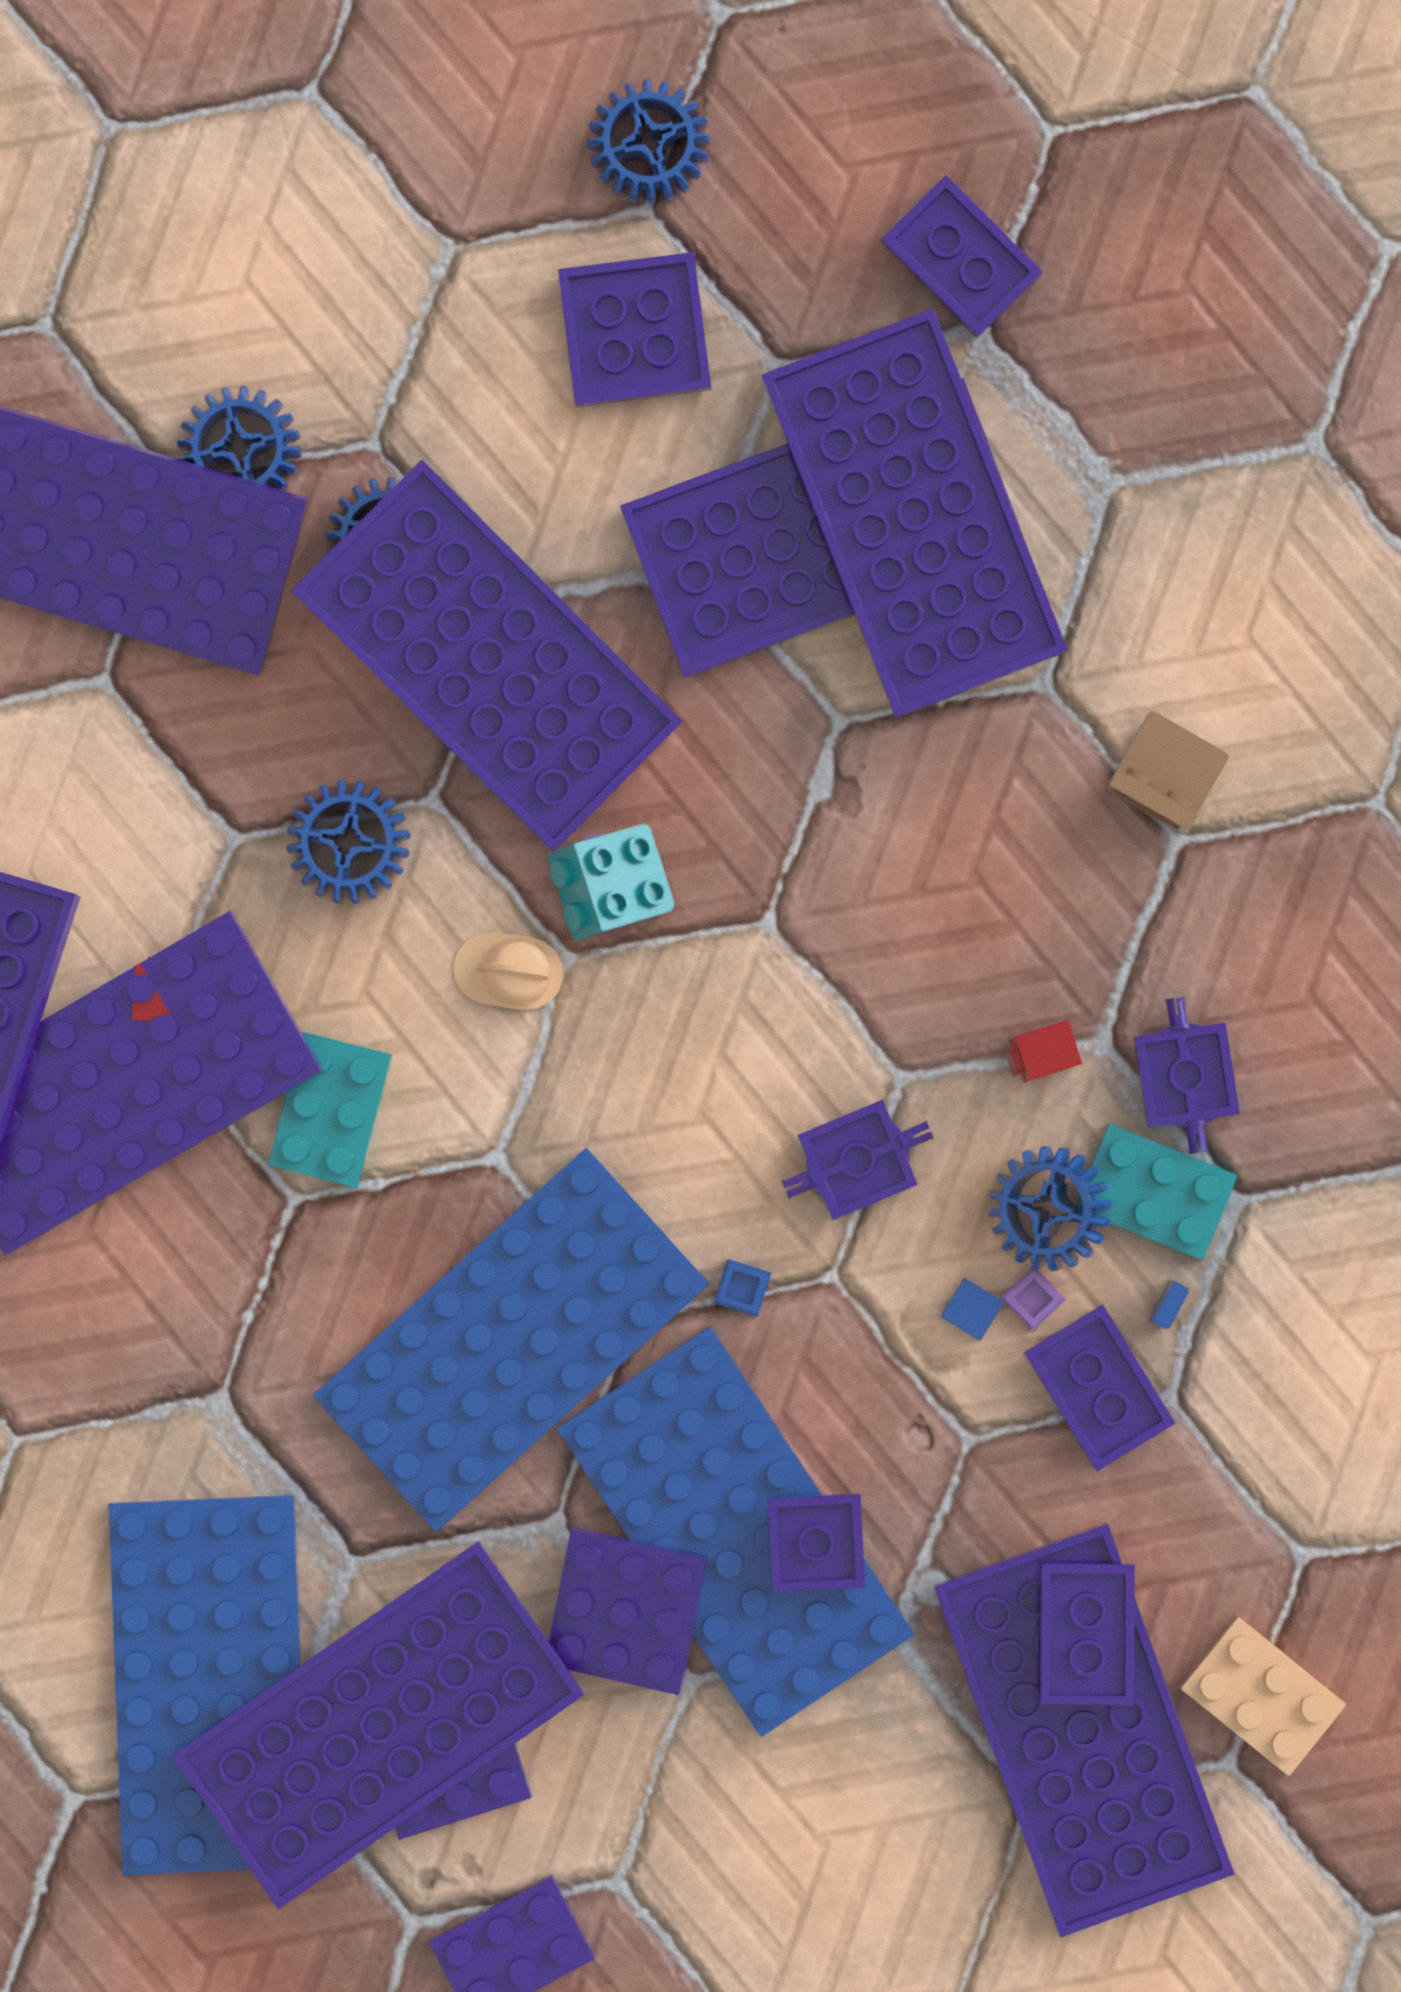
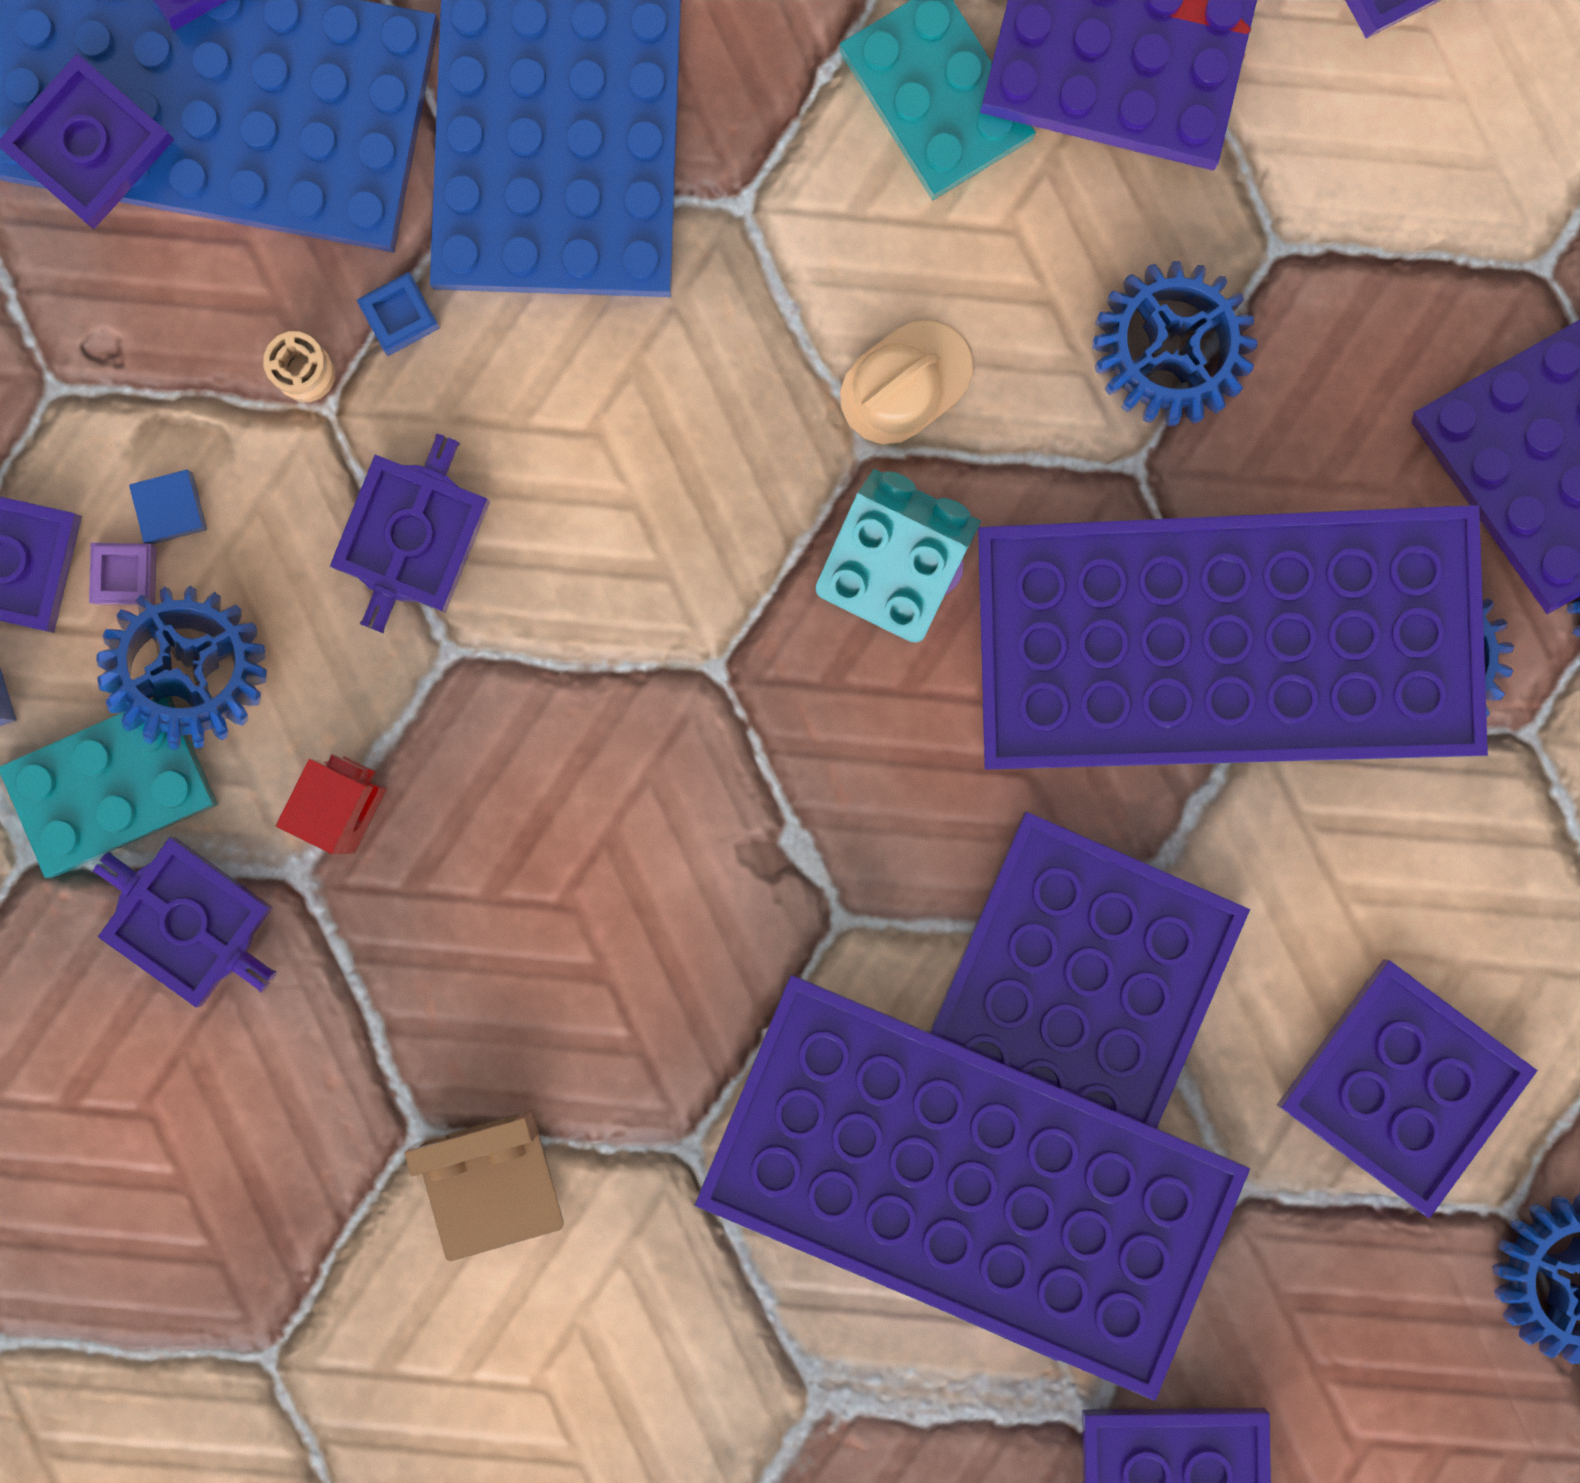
camera: 135 degrees right, 0 degrees up
(825, 1303) = (305, 377): none -> light nougat wheel

